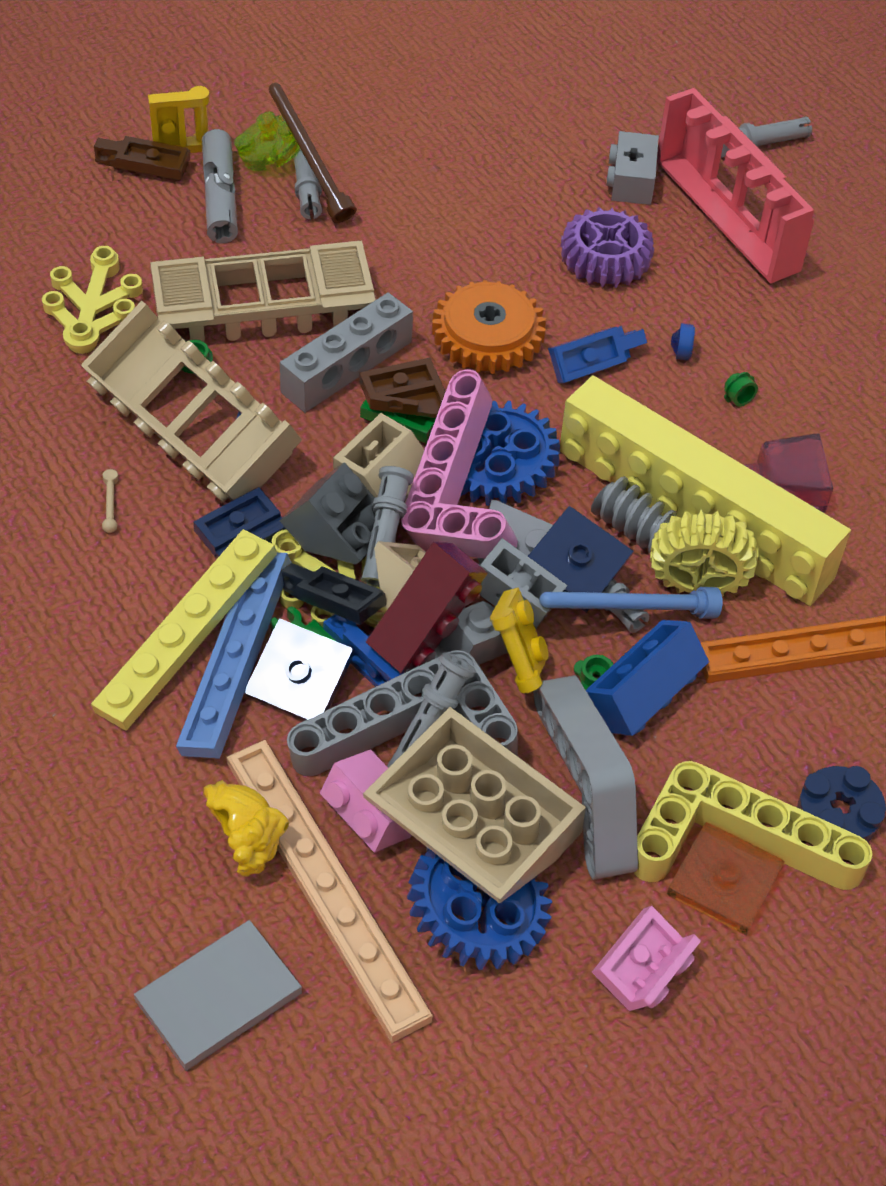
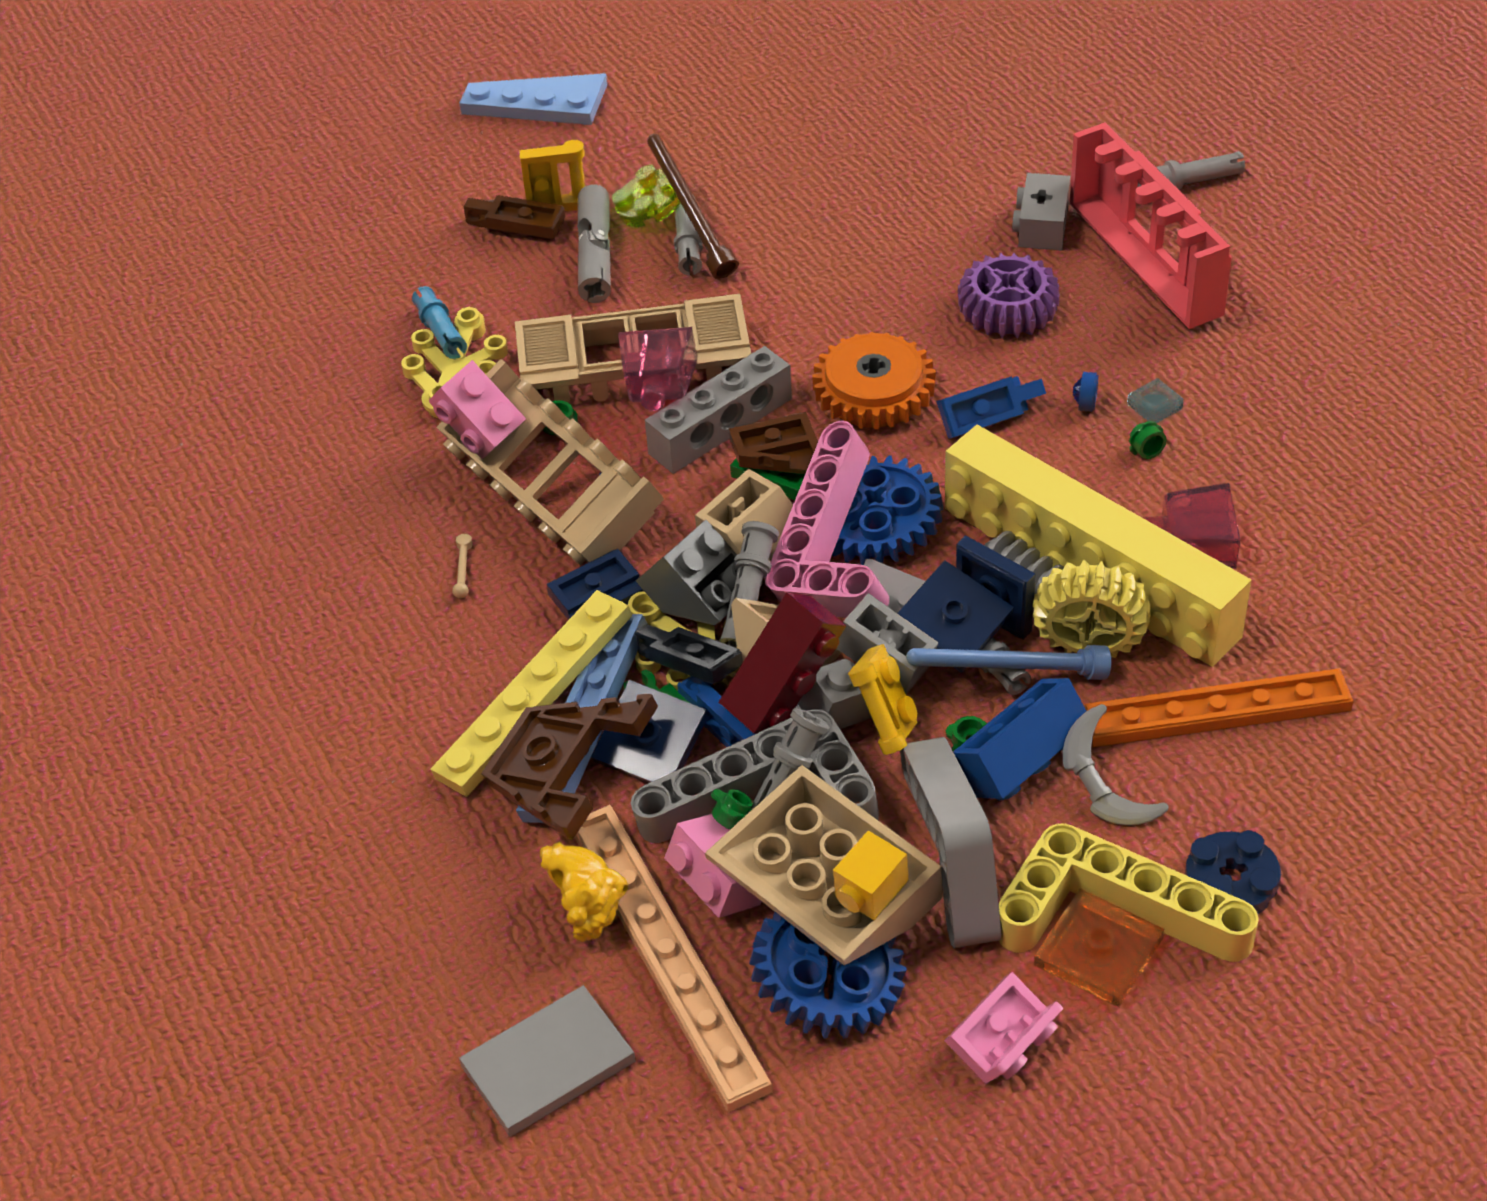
camera: 10 degrees right, 5 degrees down
(72, 254) = (436, 317): none -> dark azure pin
(119, 350) = (476, 410): none -> bright pink bracket
(157, 42) = (541, 99): none -> light blue wing
(203, 689) = (548, 747): none -> reddish brown wing
(290, 309) = (657, 364): none -> clear pink torso
(383, 747) = (730, 807): none -> green plate
(522, 818) = (870, 875): none -> yellow brick
(621, 522) = (1003, 578): none -> dark blue plate
(723, 738) = (1104, 802): none -> light grey piece
(744, 351) = (1155, 401): none -> clear light blue tile

